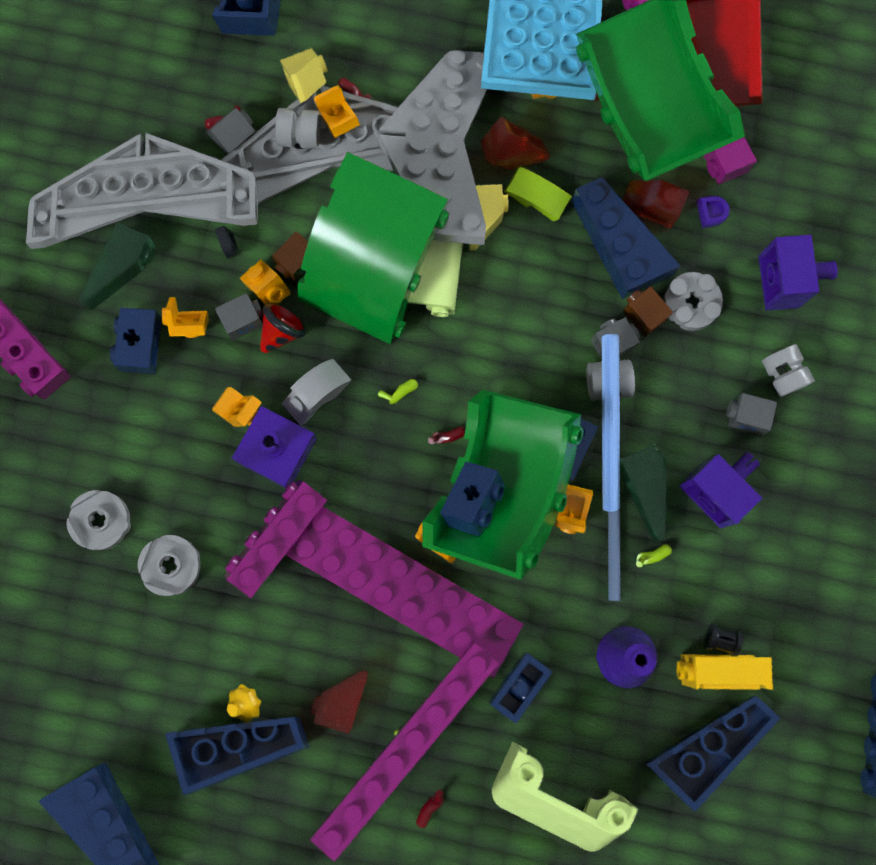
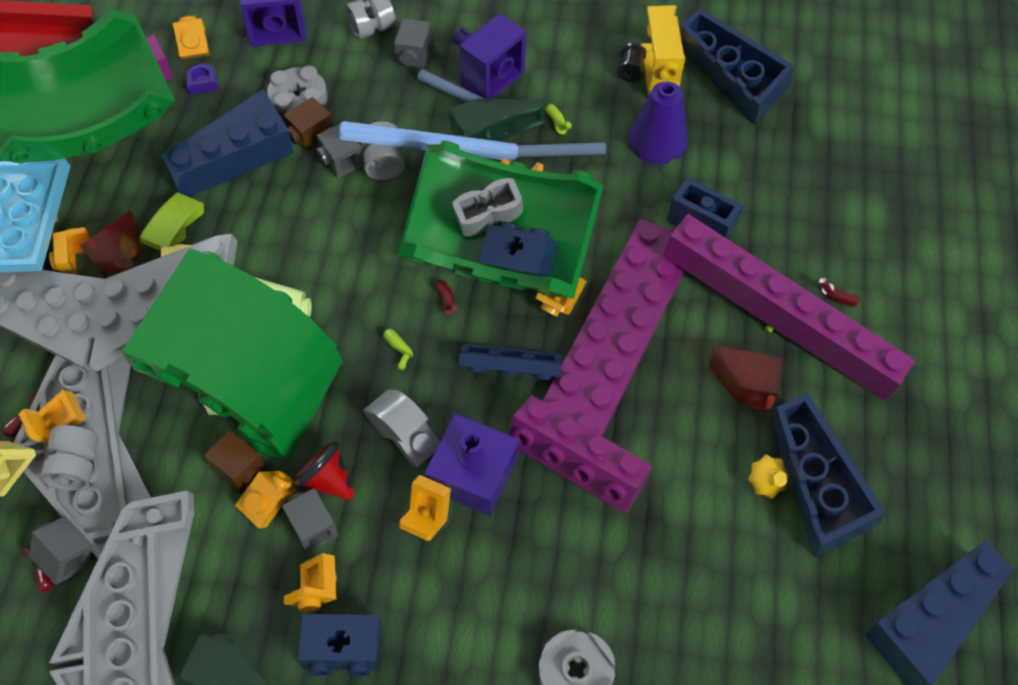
camera: 90 degrees left, 20 degrees down
(162, 549) = (606, 590): light grey plate -> none
(227, 242) = (212, 543): black tile -> none
(374, 488) = (510, 361): none -> dark blue plate
(509, 107) = (66, 246): none -> light orange bracket
(513, 465) = (493, 205): none -> light grey brick
(590, 829) = (805, 191): yellowish green windscreen -> none
(656, 200) = (188, 114): clear red slope -> none
(691, 456) = (447, 87): none -> sand blue bar
(763, 197) = (191, 37): none -> light orange bracket

